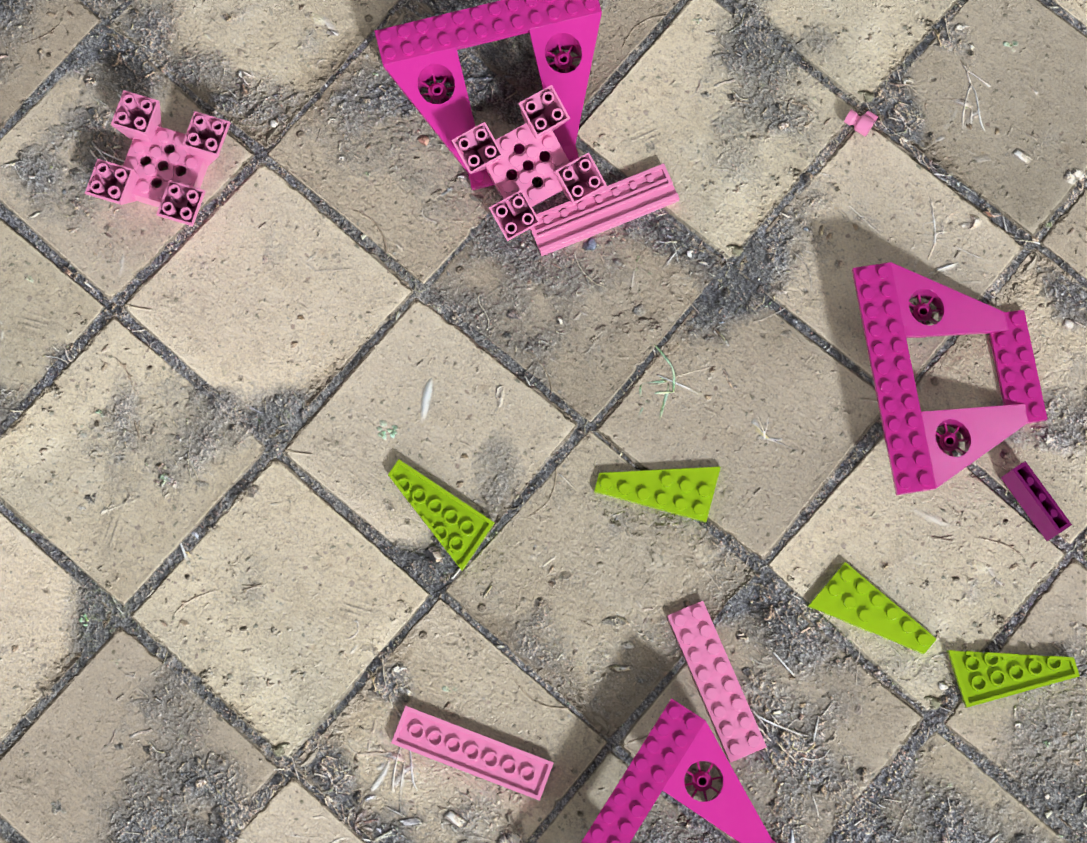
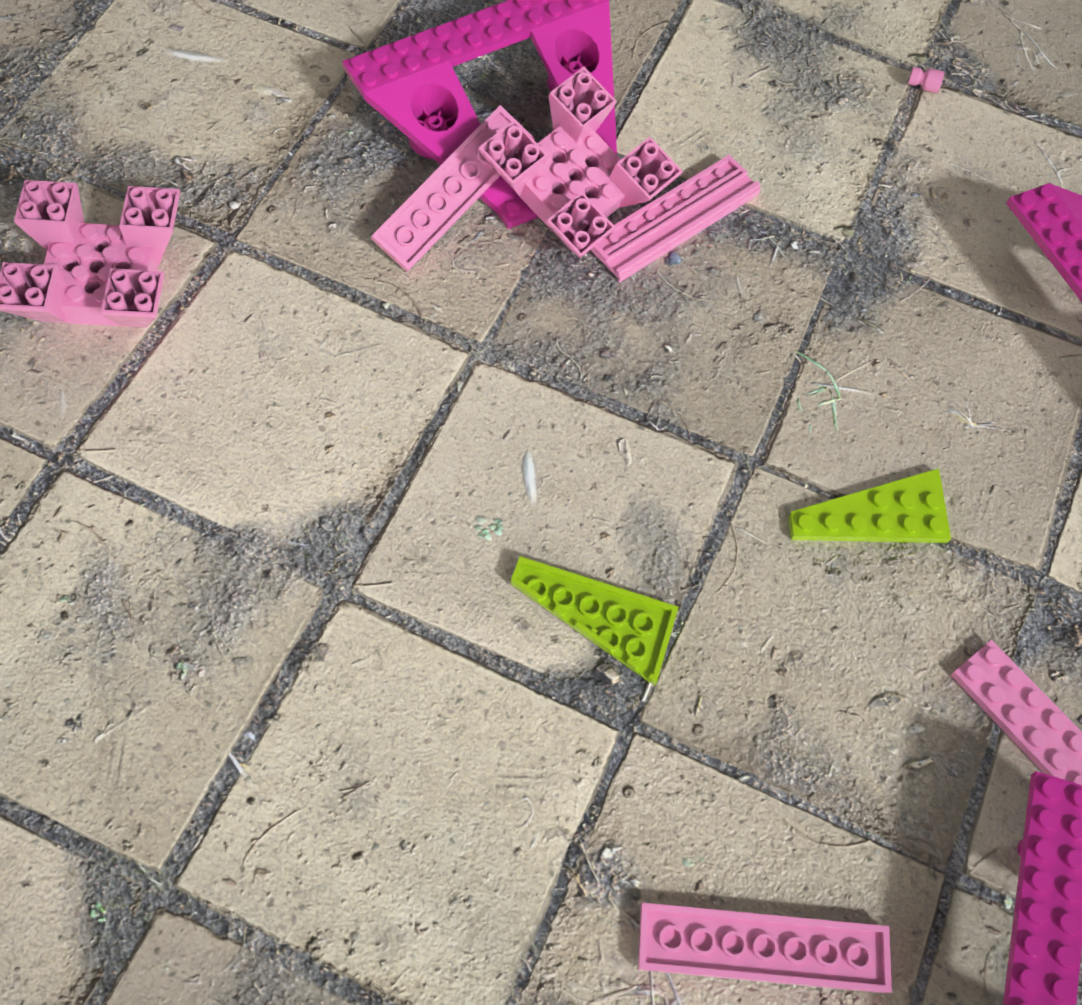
camera: 25 degrees left, 15 degrees down
(430, 155) = (442, 197): none -> bright pink plate

